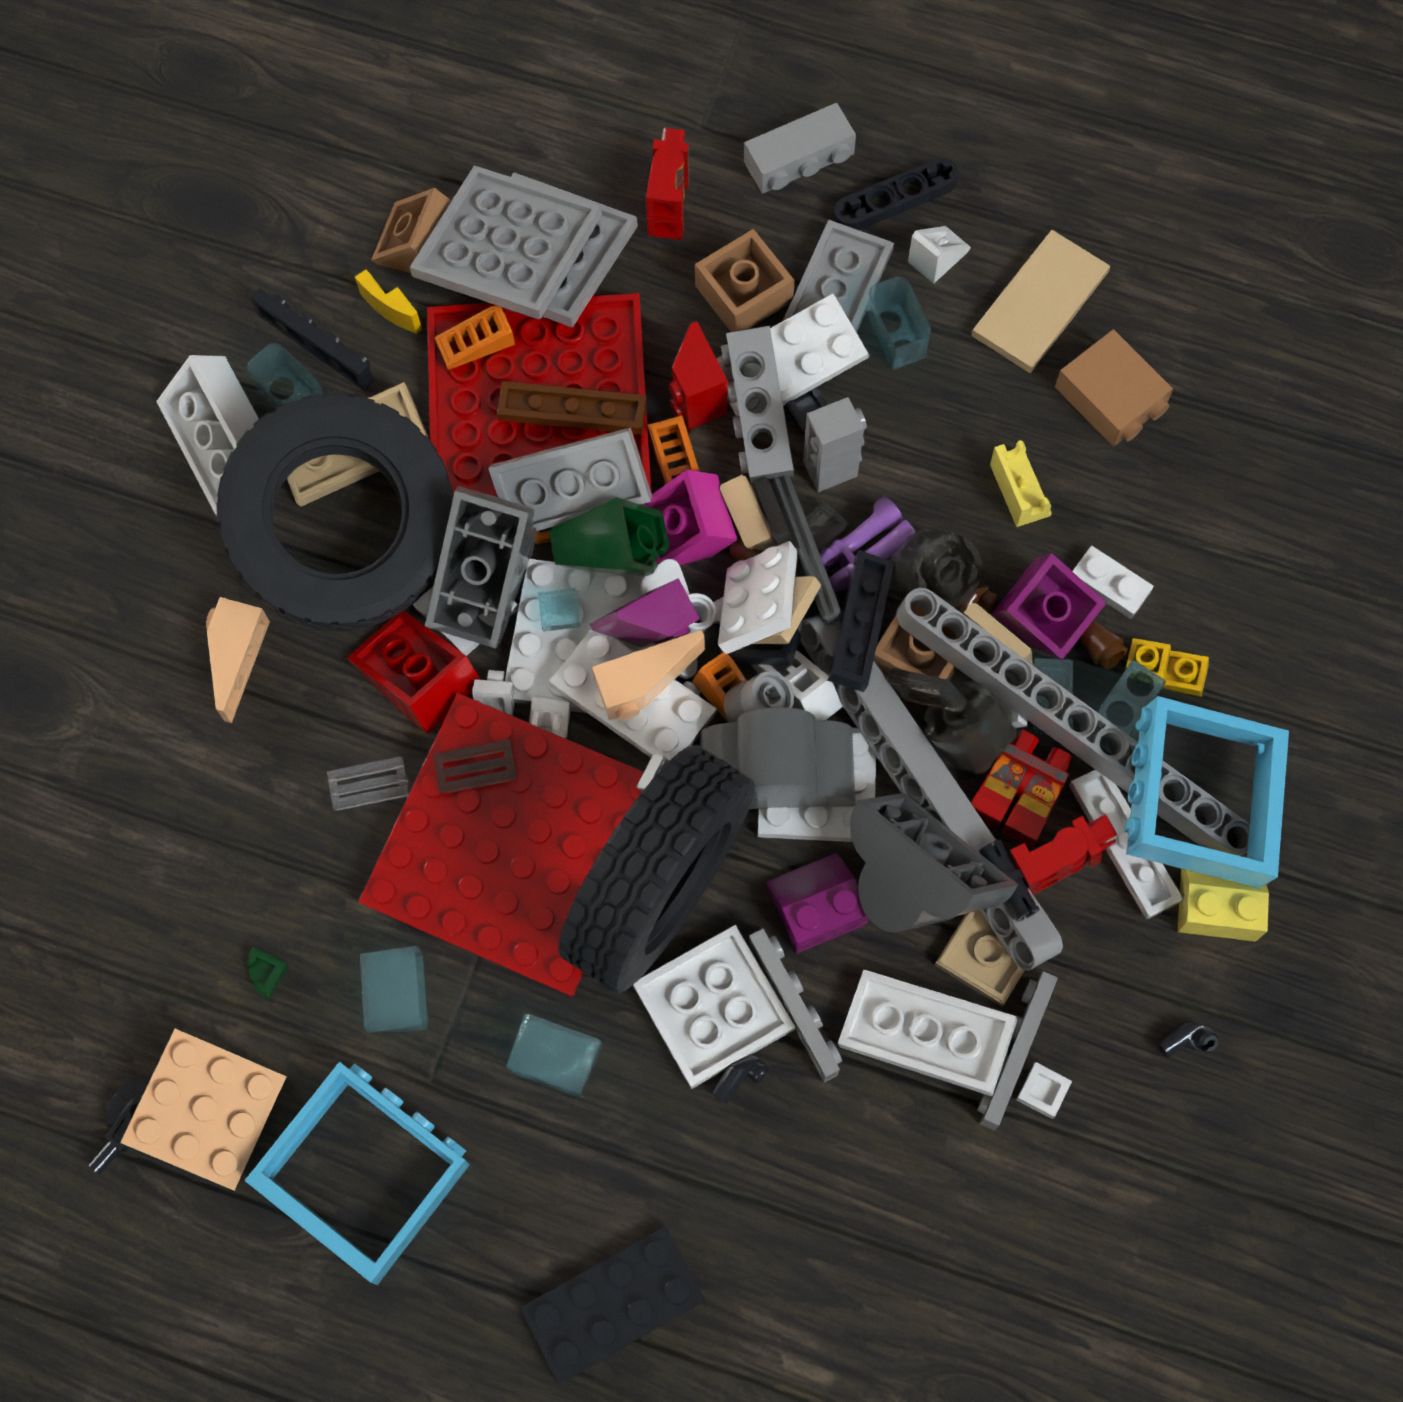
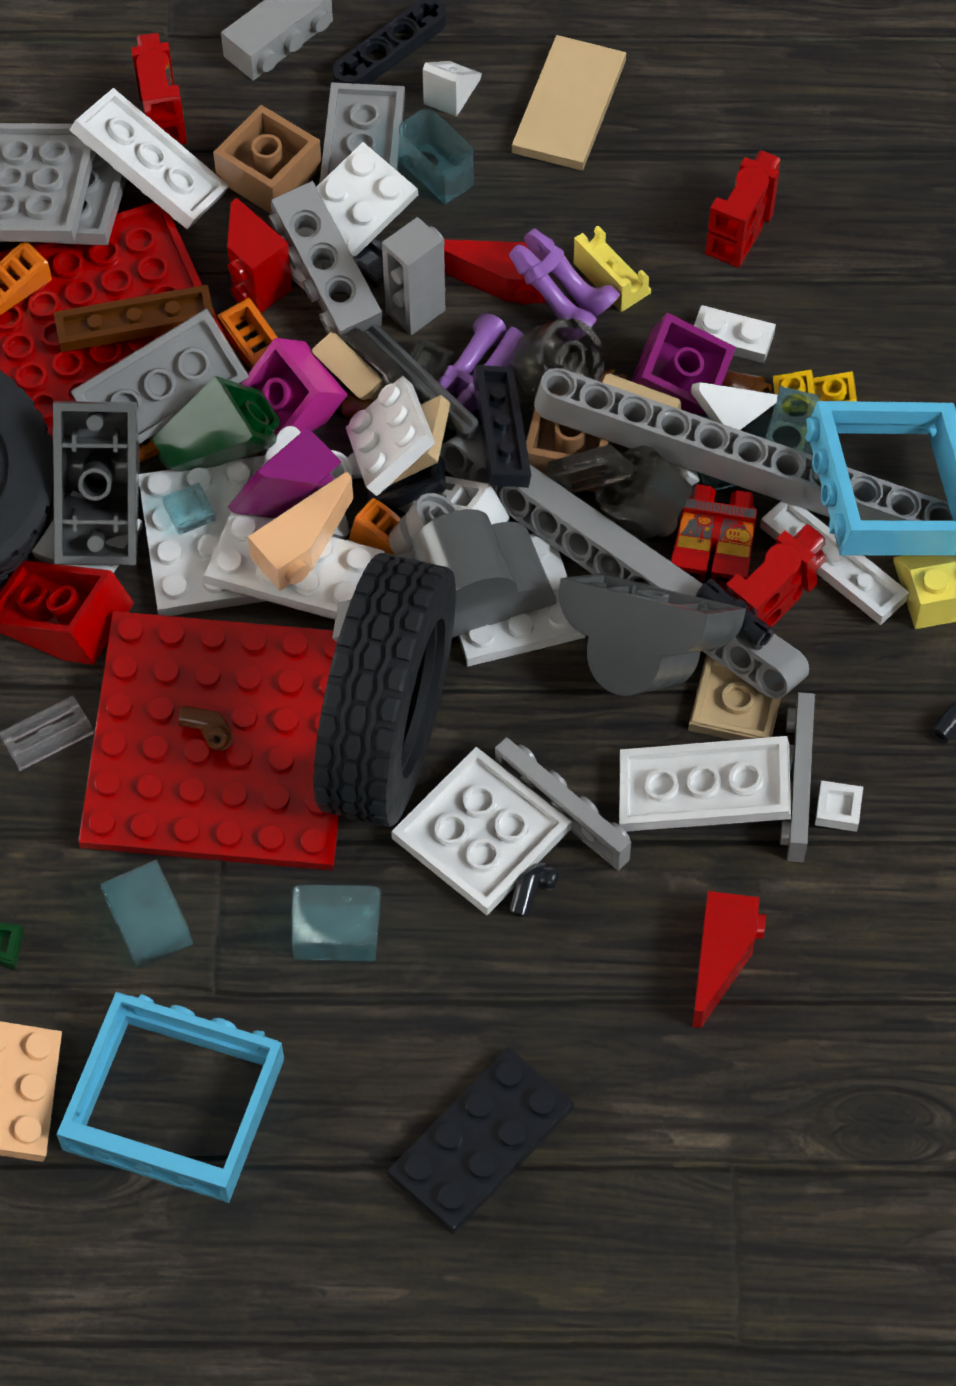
camera: 20 degrees left, 10 degrees down
(477, 781) = (165, 684): clear smoke tile -> none
(495, 692) = (149, 601): white tile -> none
(504, 832) = (211, 724): none -> reddish brown arm
(550, 714) = (214, 606): white tile -> none
(636, 252) = (149, 158): none -> white plate
(817, 902) = (553, 704): magenta slope -> none
(894, 1192) = (726, 946): none -> red slope
(920, 454) = (489, 269): none -> red slope
(990, 511) = (589, 299): none -> medium lavender piece
(1082, 665) = (731, 405): none -> white slope
(1114, 388) = (671, 159): medium nougat brick -> none
(1151, 476) = (740, 219): none -> red hips

